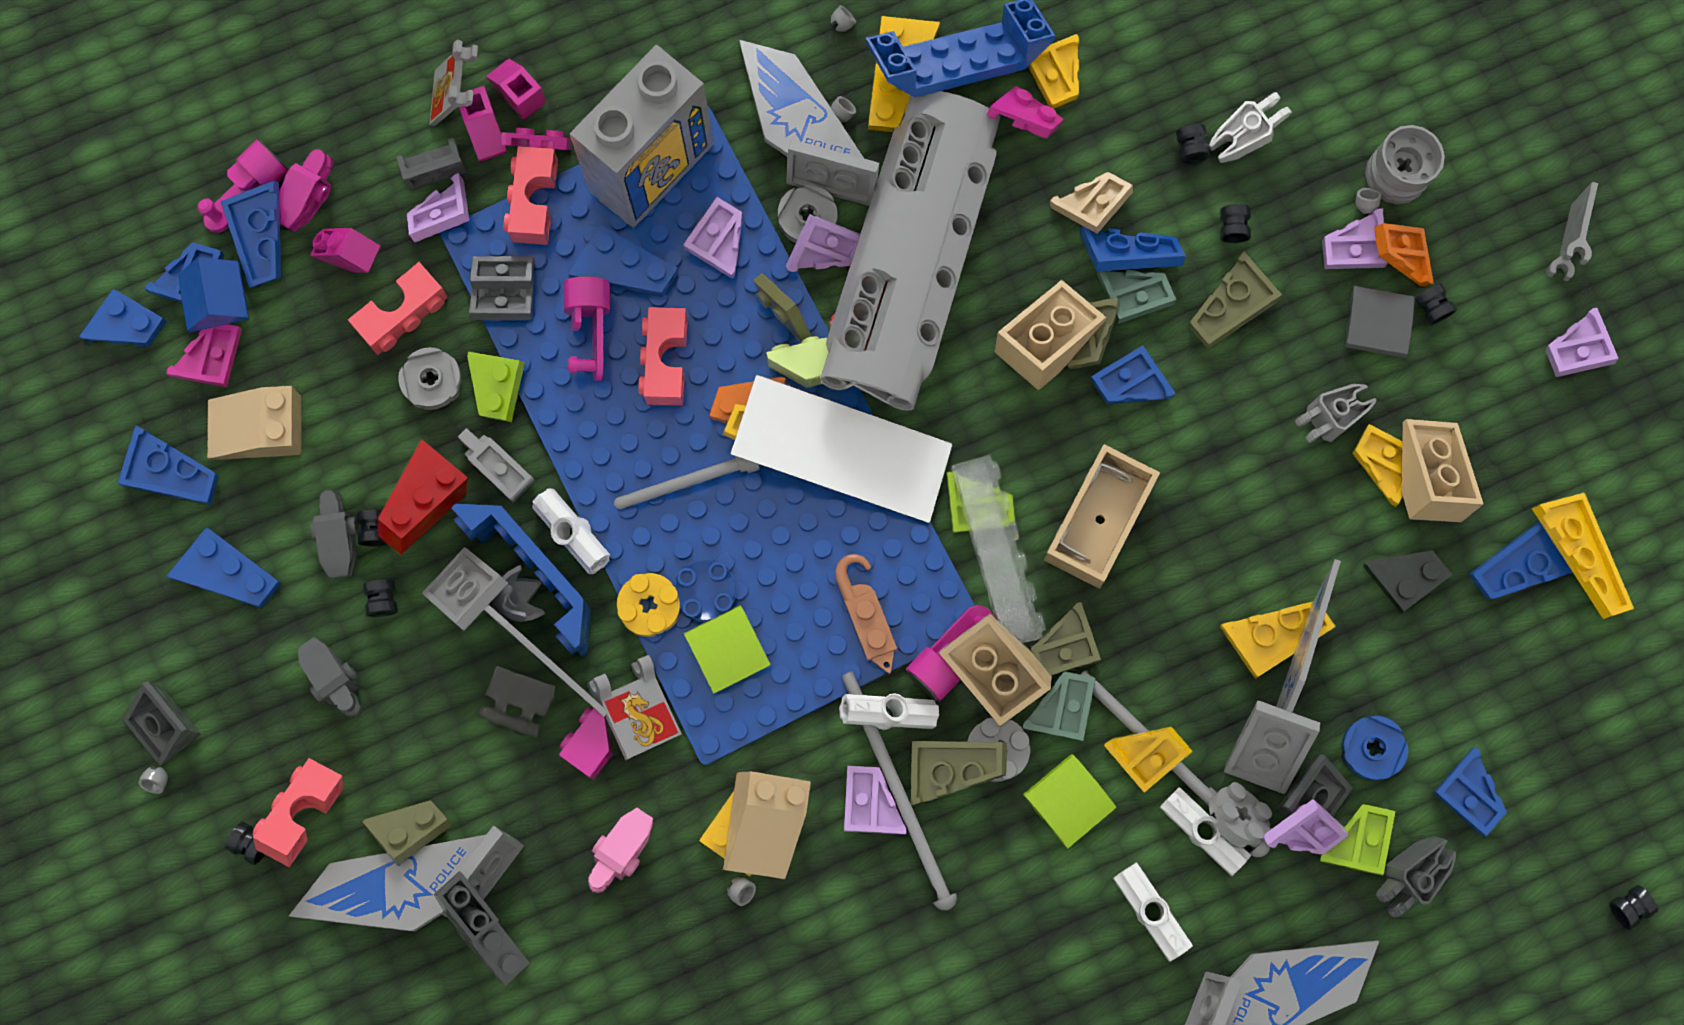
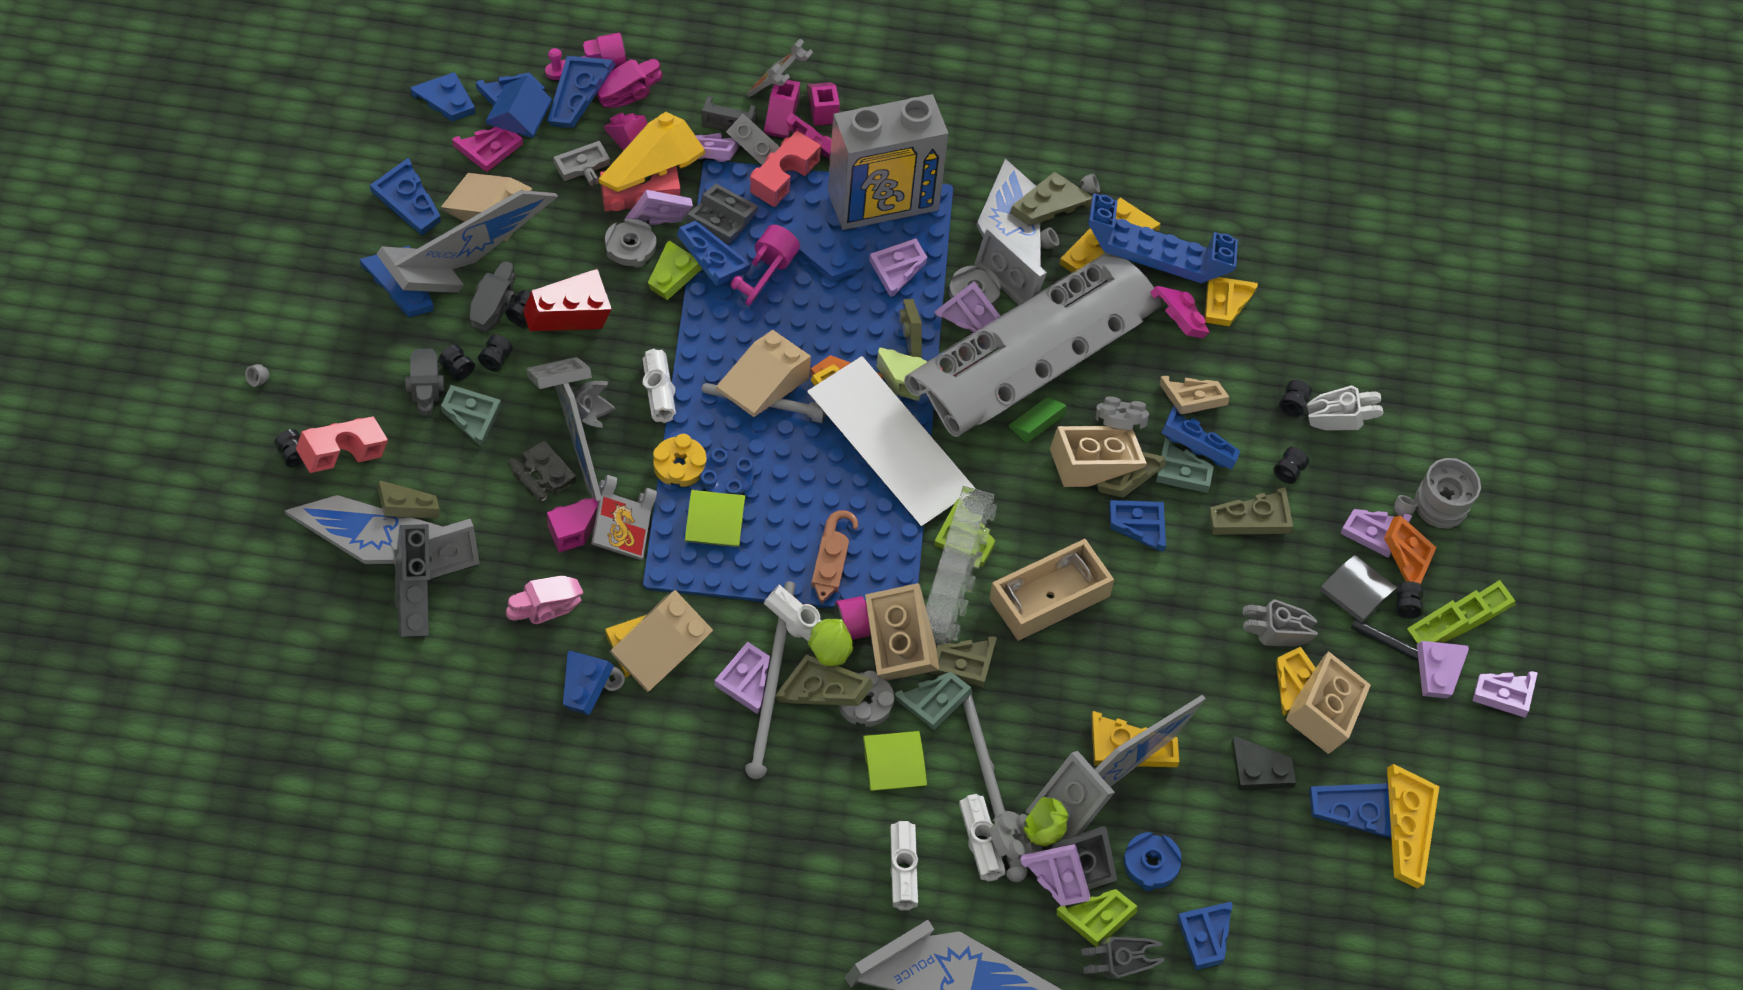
camera: 25 degrees right, 20 degrees down
(159, 723) = (287, 342): dark grey slope -> none
(248, 545) = (432, 264): none -> light grey piece
(319, 314) = (582, 162): none -> light grey plate
(348, 634) = (459, 365): none -> black wheel
(391, 259) = (659, 146): none -> yellow wedge
(401, 681) = (471, 412): none -> sand green wing
(435, 321) = (660, 208): none -> lavender wing
(477, 181) = (752, 139): none -> light grey hinge
(484, 522) = (606, 345): blue slope -> none
(496, 465) = (637, 319): light grey hinge -> none
(525, 345) = (712, 254): none -> blue wing
(664, 330) = (815, 299): coral arch -> none
(671, 455) = (765, 373): none -> tan slope
(718, 915) = (584, 681): none -> blue wing
(815, 62) = (1049, 198): none -> olive wing
(935, 722) = (830, 642): none -> lime hair
(961, 324) = (1038, 419): none -> bright green slope
(1030, 267) = (1122, 414): none -> light grey plate
(1149, 754) = (975, 762): yellow wing -> none
(1265, 786) = (1046, 822): none -> lime hair
(1442, 359) = (1385, 639): none -> black bar
(1491, 290) = (1463, 615): none -> lime slope
(1507, 360) = (1440, 667): none -> lavender wing
(1575, 234) = (1549, 609): light grey flag -> none

